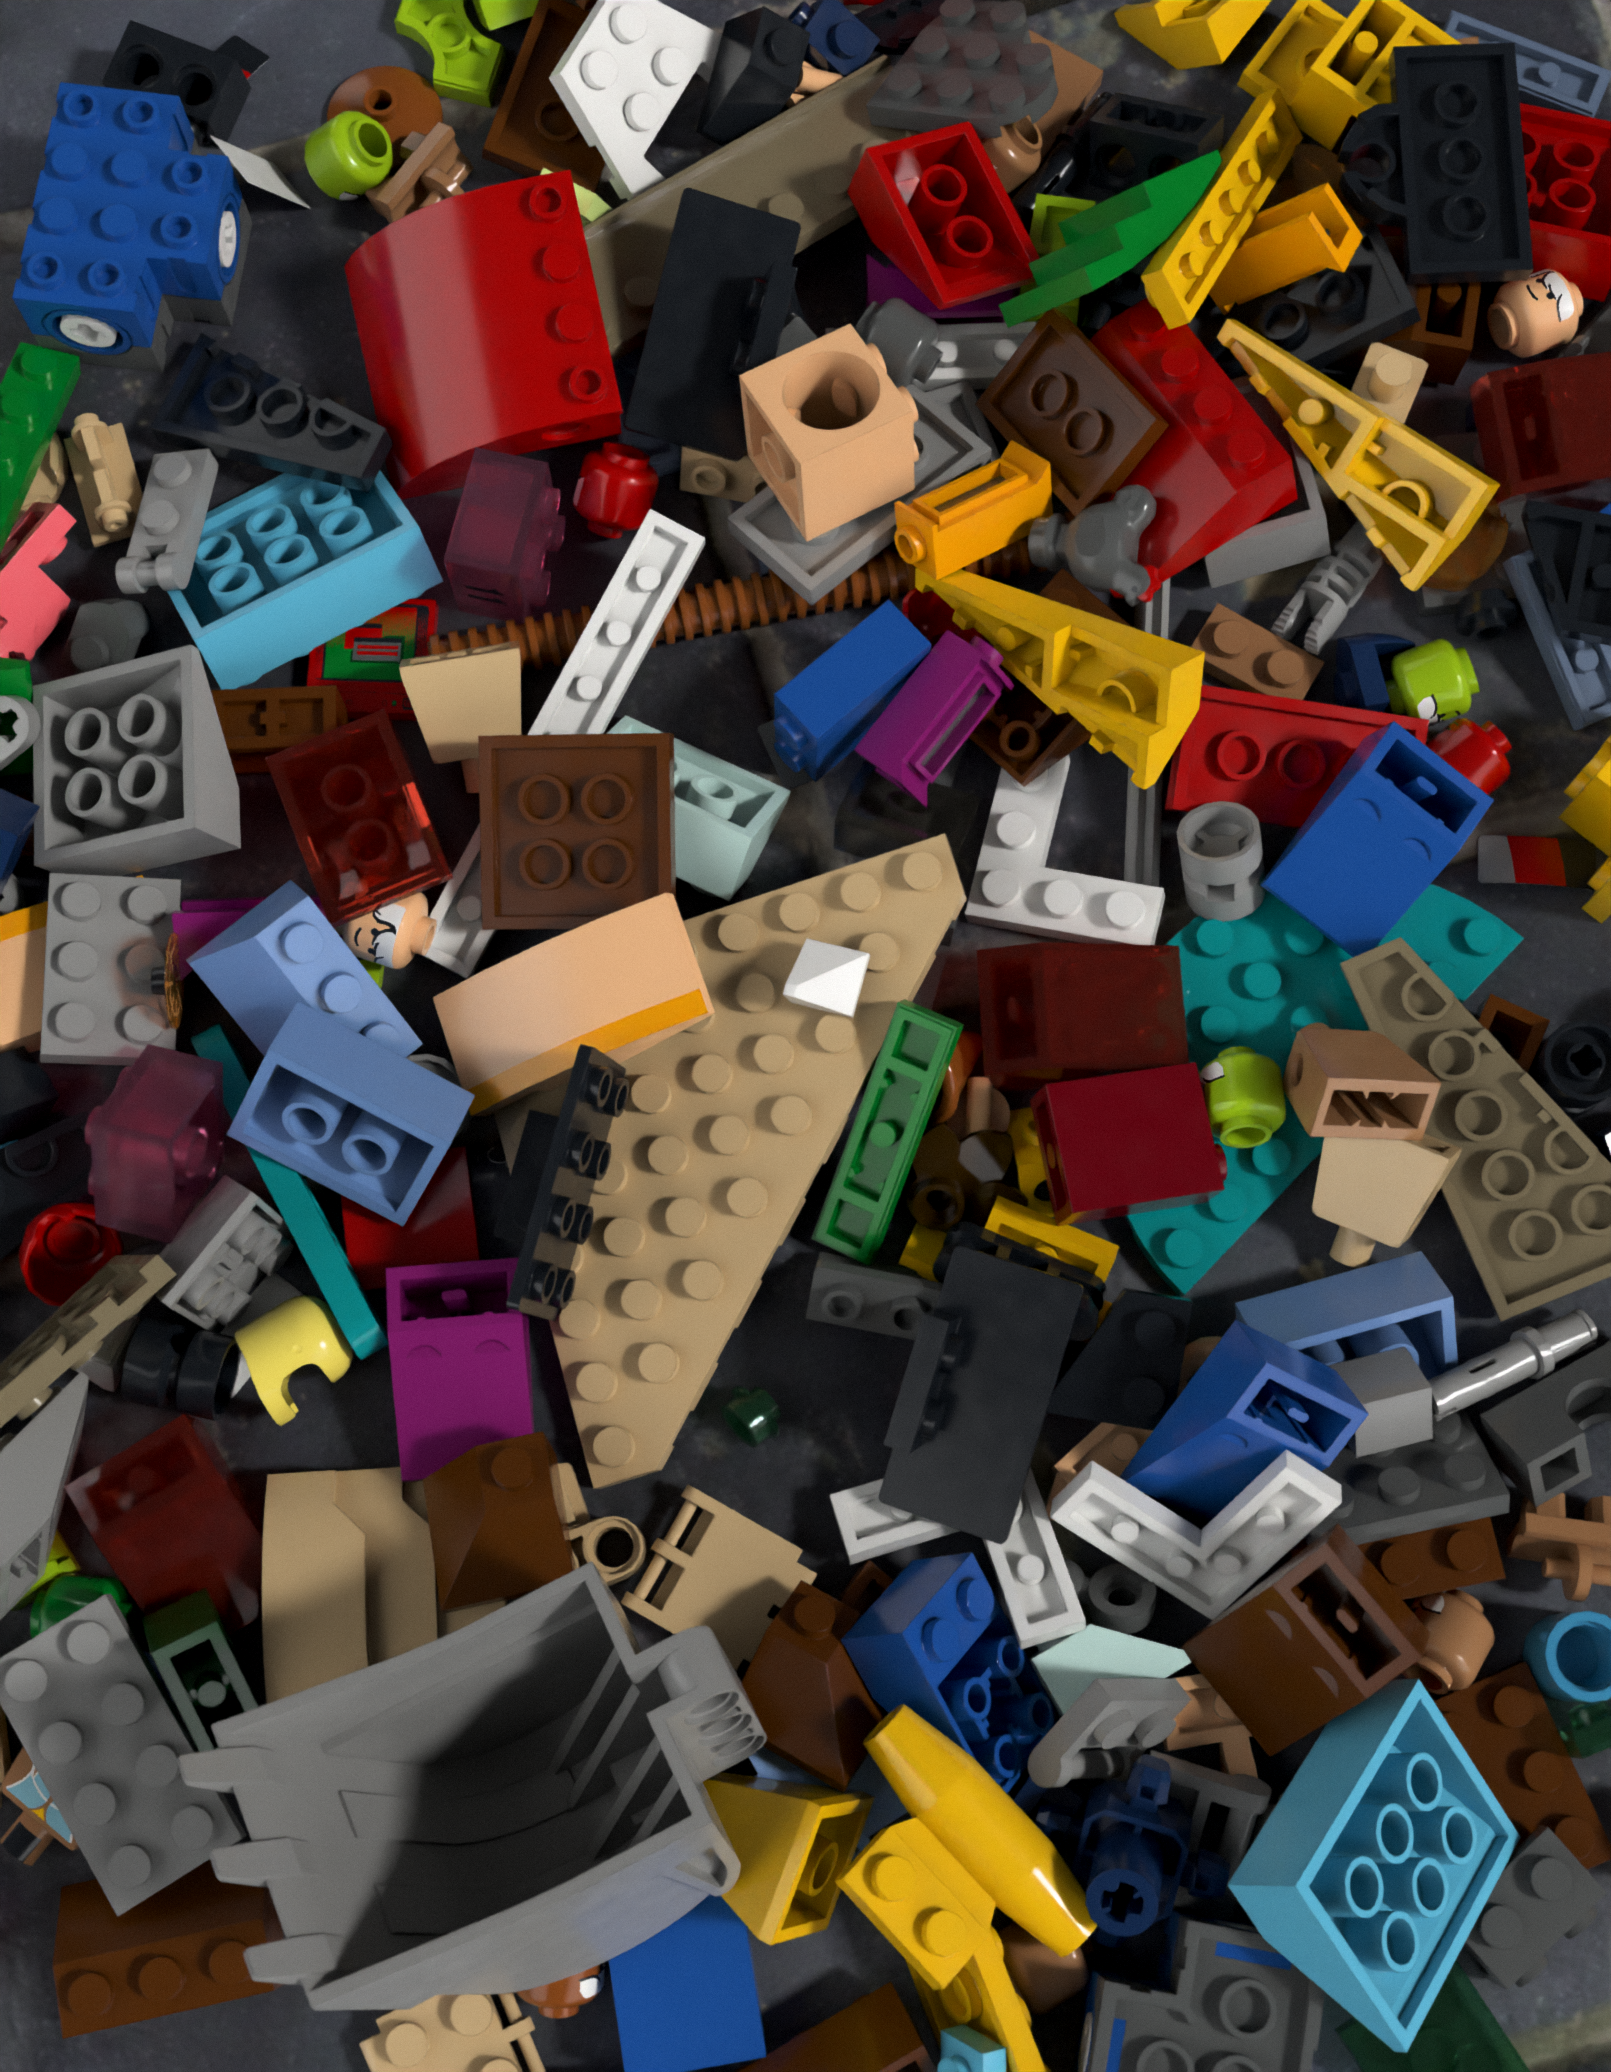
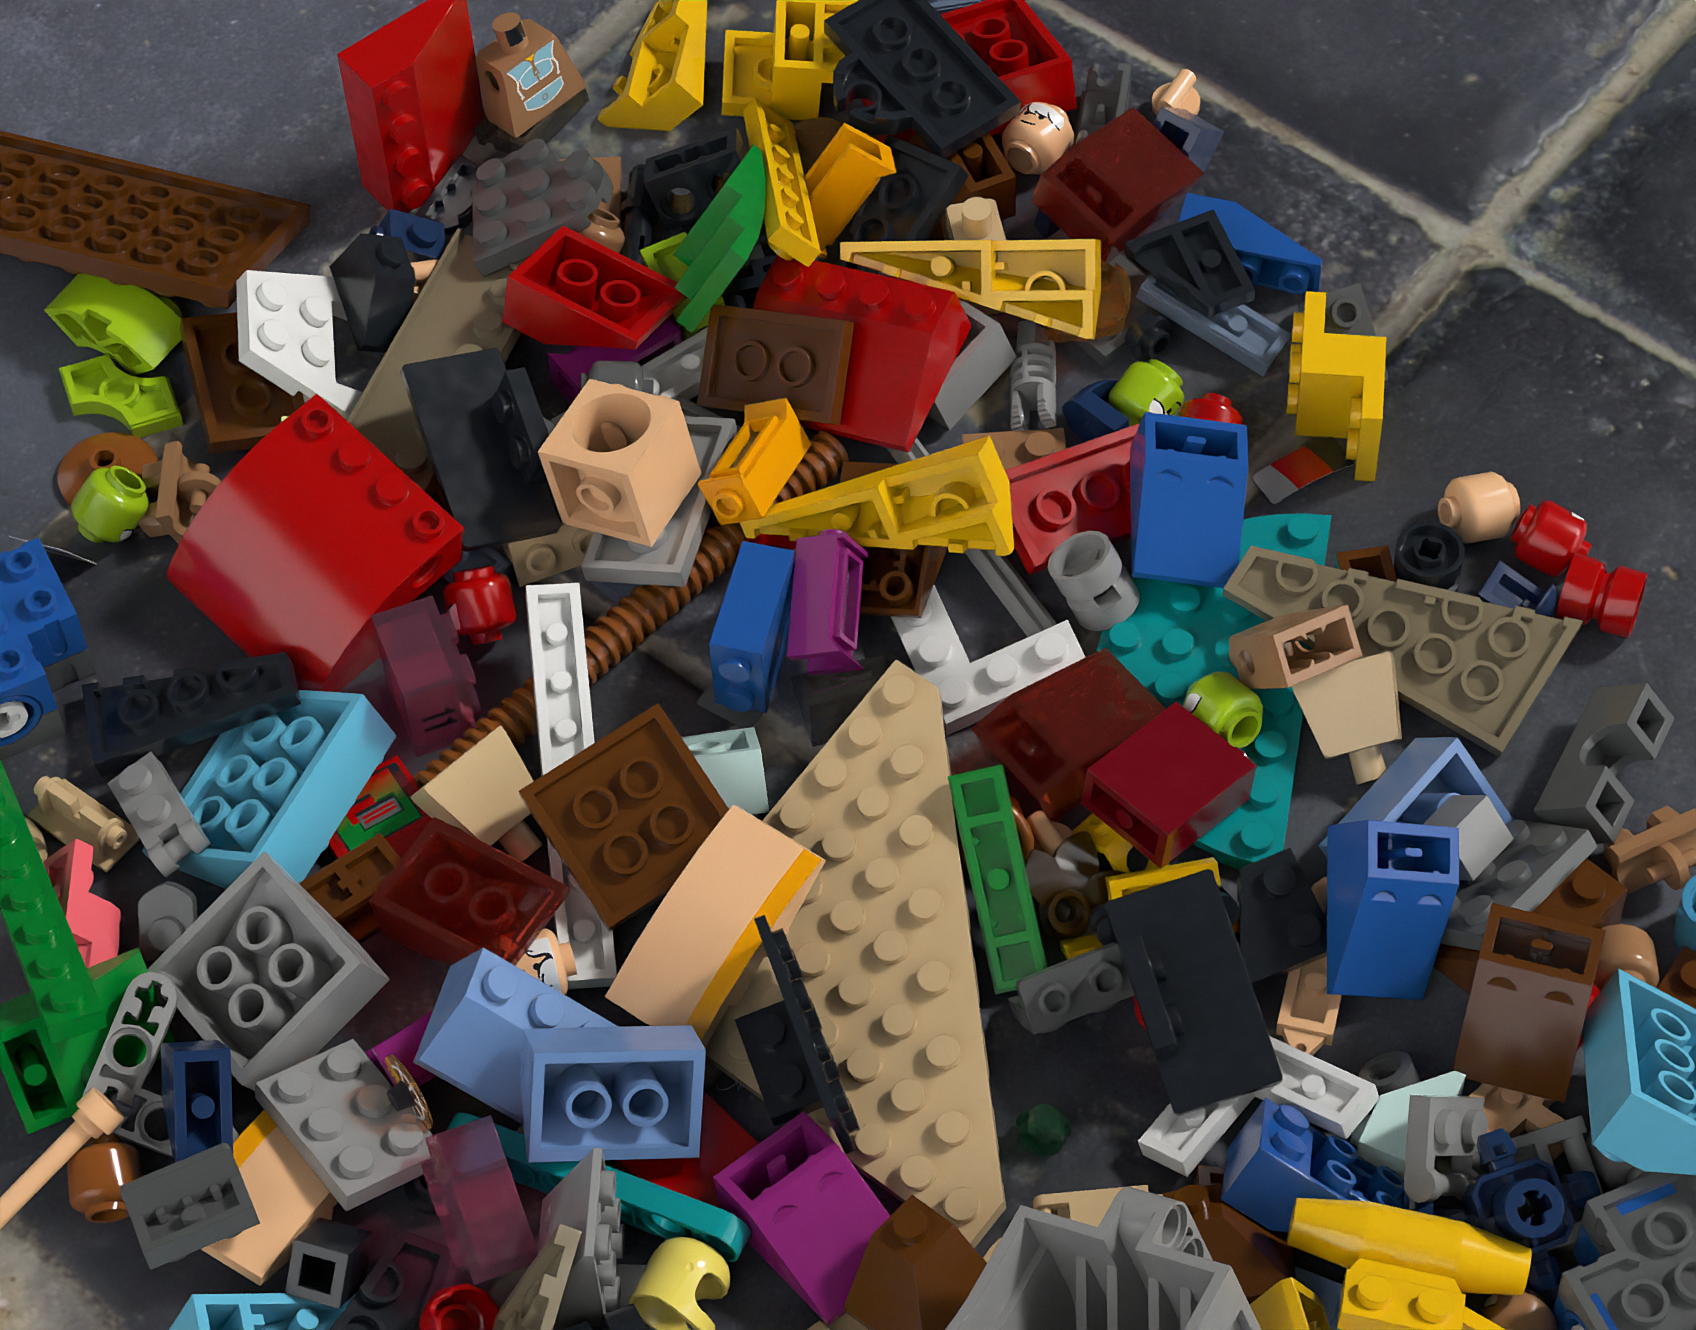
camera: 30 degrees left, 20 degrees down
(827, 977) = (886, 796): white slope -> none
(1101, 545) = (861, 429): dark grey animal -> none
(1193, 1564) = (1433, 1009): white plate -> none
(1528, 1354) = (1534, 760): light grey pin -> none

